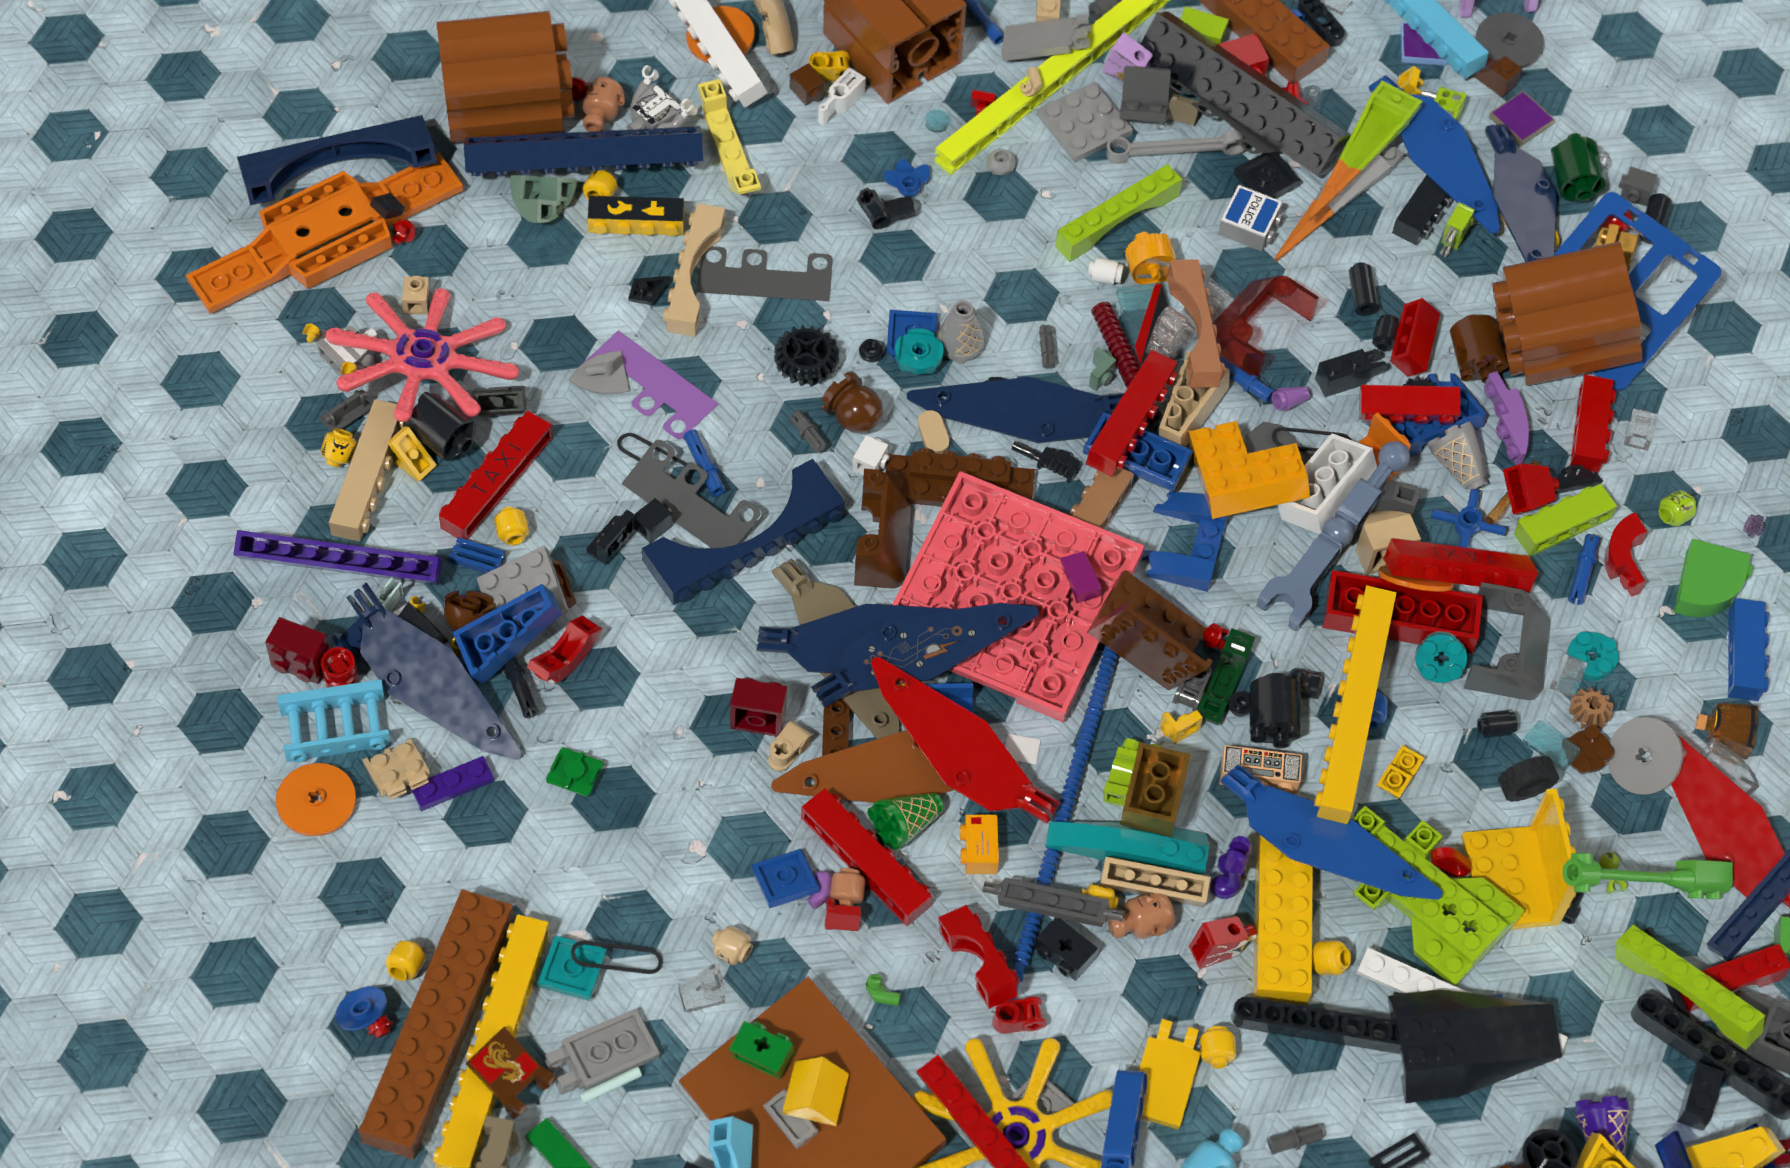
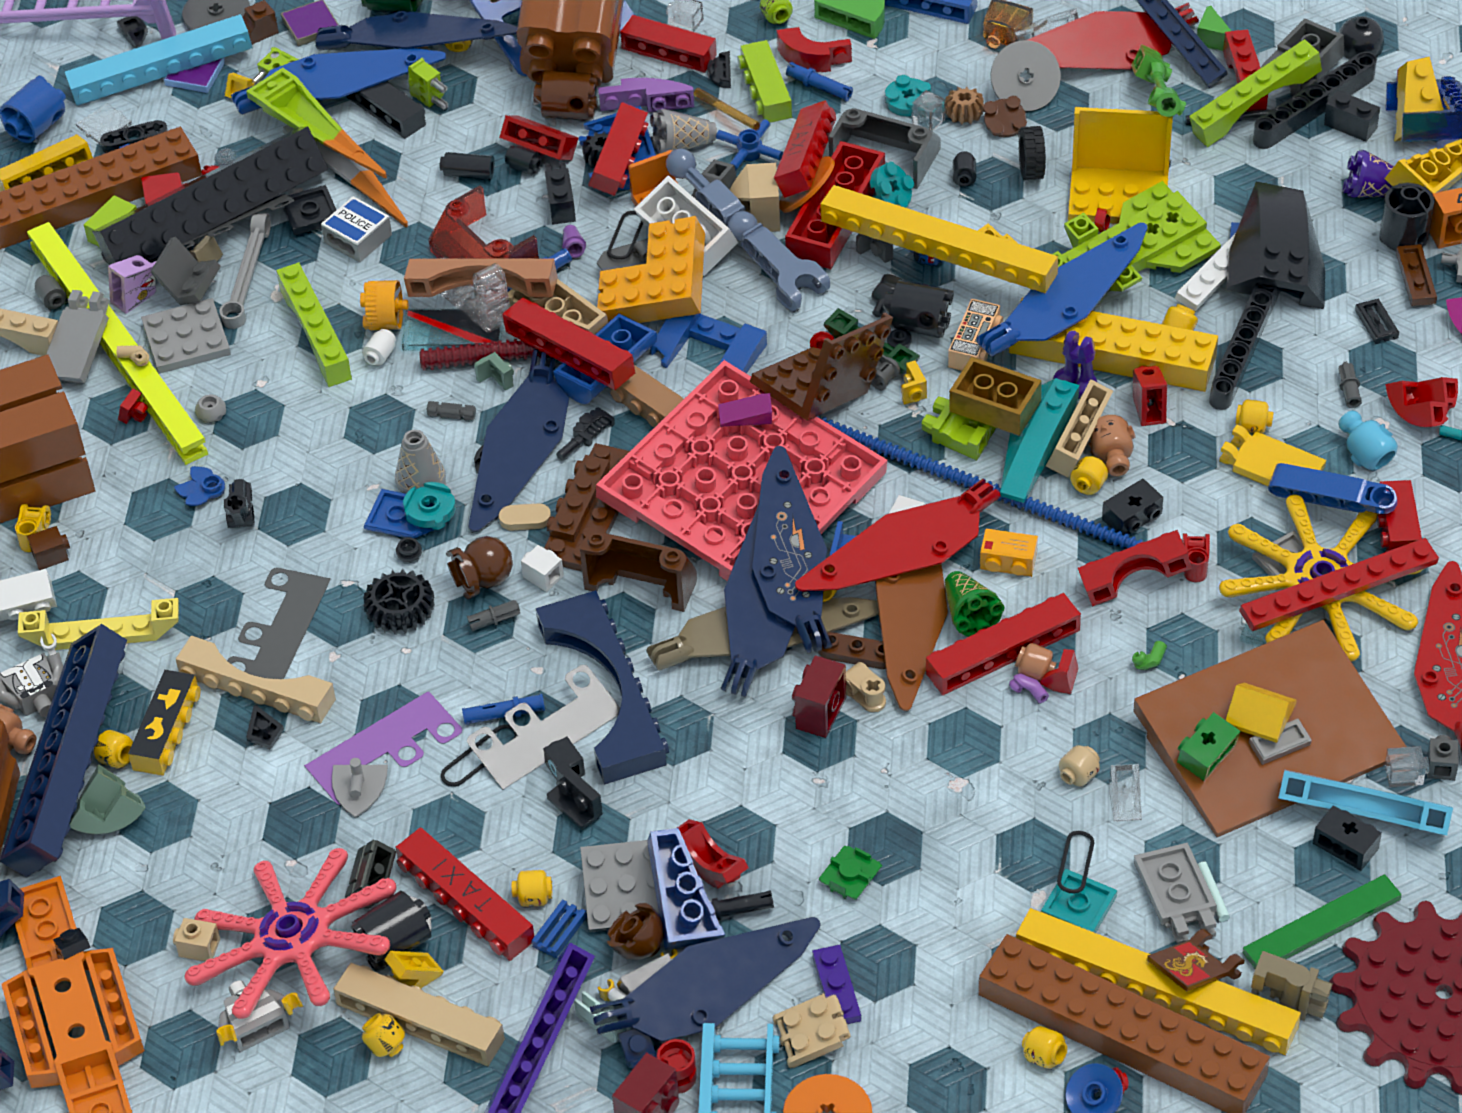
camera: 70 degrees left, 10 degrees down
(346, 411) = (330, 1030): dark grey hinge -> none
(403, 231) = (101, 939): red plate -> none
(785, 878) = (1012, 712): blue tile -> none
(842, 95) = (73, 520): white piece -> none
(936, 121) = (136, 452): clear light blue tile -> none
(1053, 902) = (1090, 500): dark grey plate -> none
(1529, 486) = (729, 92): red torso -> none
(1551, 744) = (994, 138): clear light blue tile -> none

